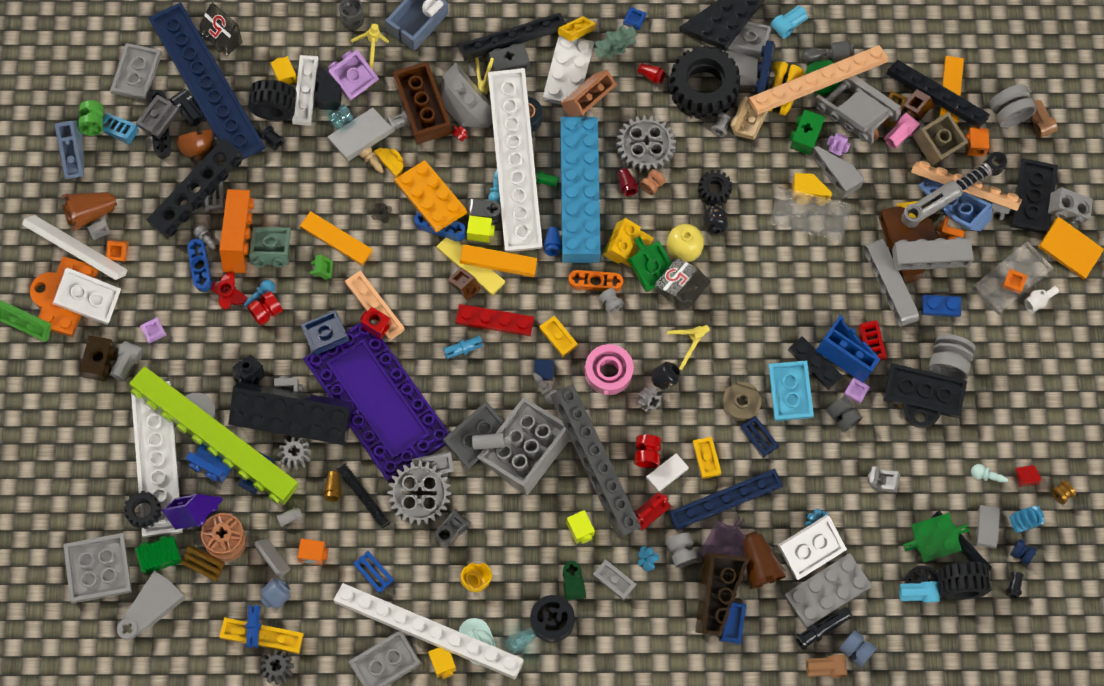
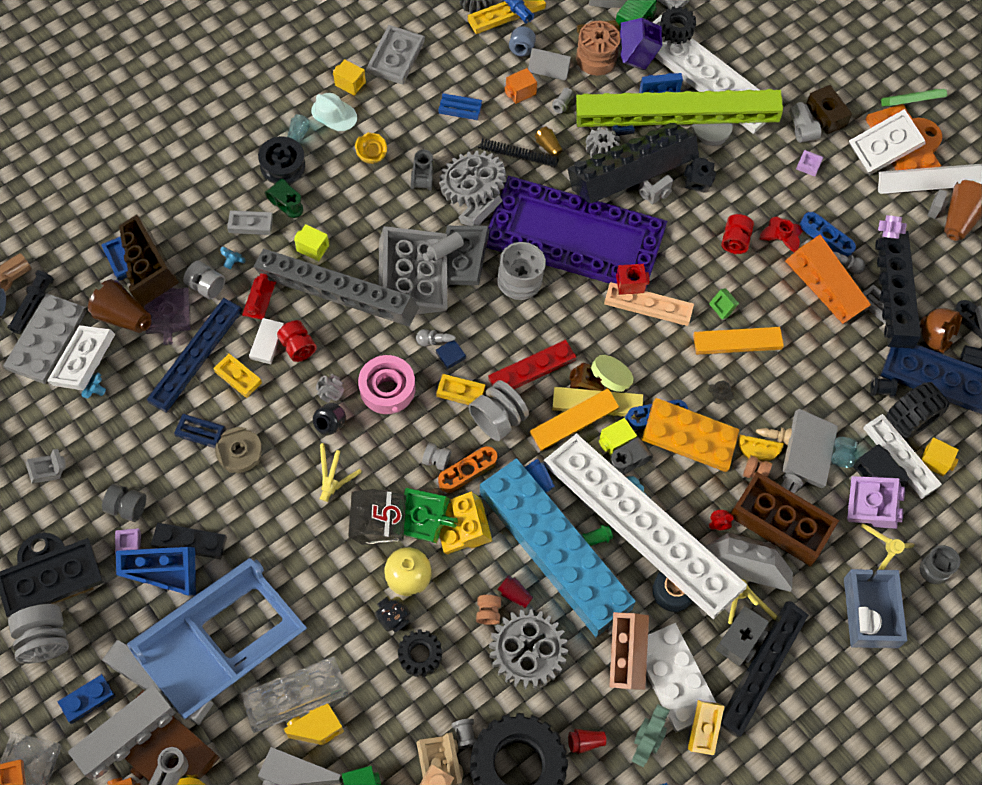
camera: 145 degrees right, 5 degrees down
(117, 249) = (907, 204): orange slope -> none
(160, 222) = (892, 226): none -> lavender gear
(265, 286) = (754, 253): dark azure bar -> none
(270, 246) = (786, 288): sand green plate -> none
(324, 332) = (668, 250): tile -> none
(407, 146) = (763, 467): none -> nougat wheel
(429, 631) = (375, 82): white plate -> none
(446, 271) = (612, 372): none -> yellowish green tile
(447, 376) = (521, 270): none -> light grey wheel
(463, 347) = (539, 322): dark azure pin -> none
(547, 295) = (498, 410): none -> light grey wheel
(791, 391) = (195, 491): medium azure plate -> none
(864, 272) = (188, 661): none -> medium blue piece
(873, 325) = (154, 614): red slope -> none

